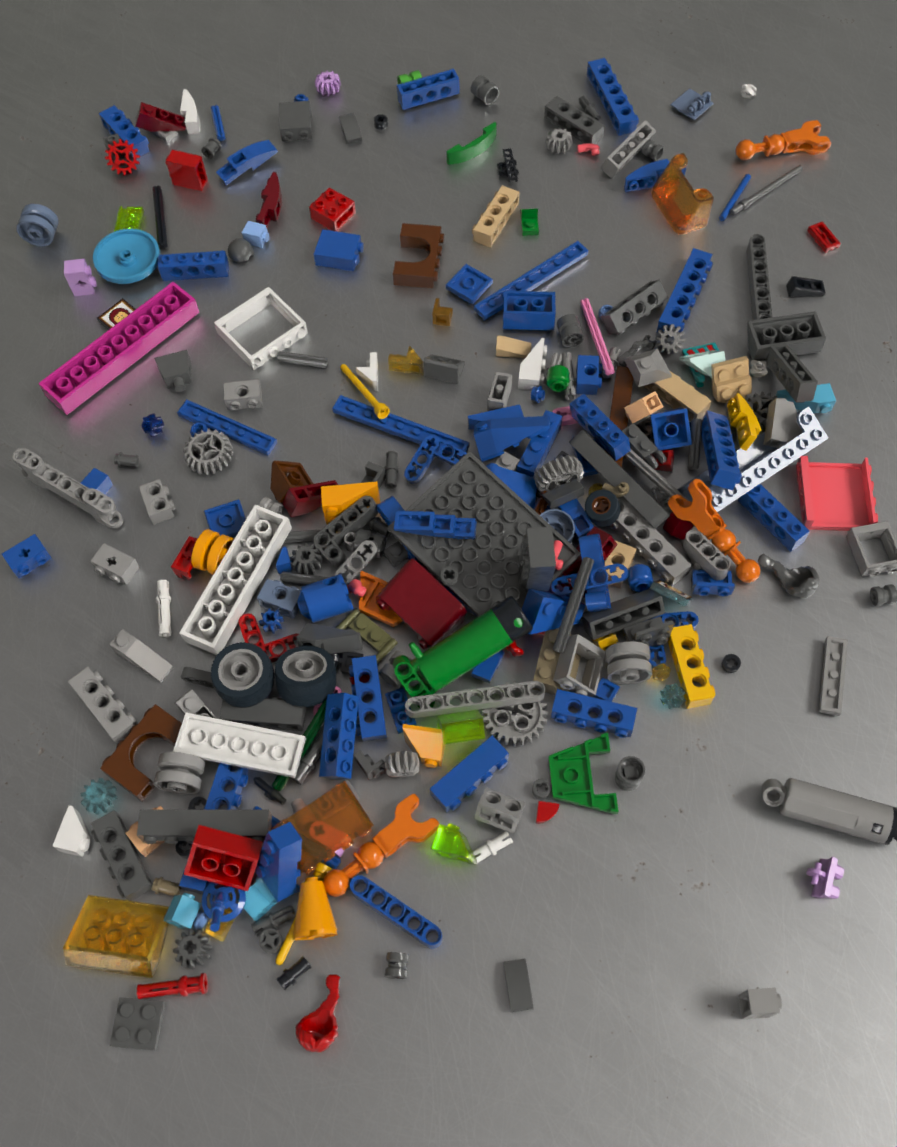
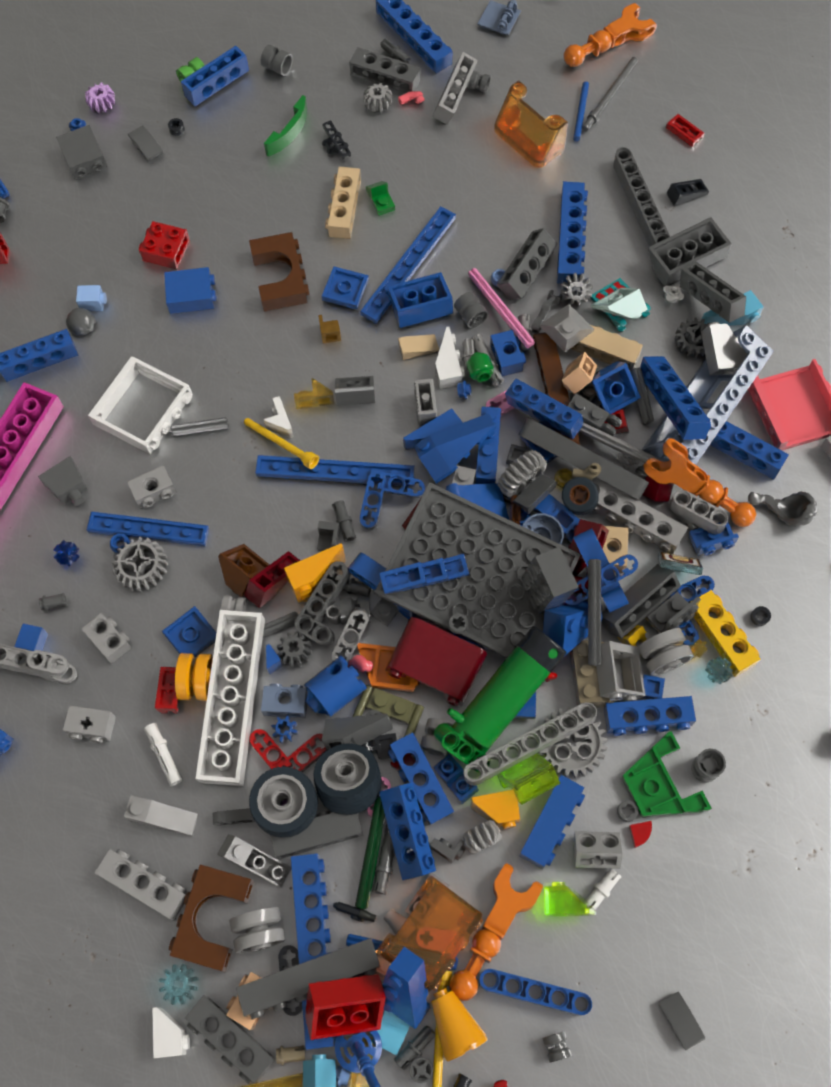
camera: 20 degrees left, 5 degrees up
(240, 745) = (309, 878): white plate -> none
(246, 158) = (46, 211): blue slope -> none
(271, 201) = (92, 253): dark red slope -> none
(299, 579) = (300, 671): dark grey axle -> none
(639, 577) = (644, 554): blue head -> none
(646, 175) = (485, 112): blue slope -> none
(731, 378) = (654, 315): tan plate -> none
(744, 420) = (683, 356): yellow slope -> none

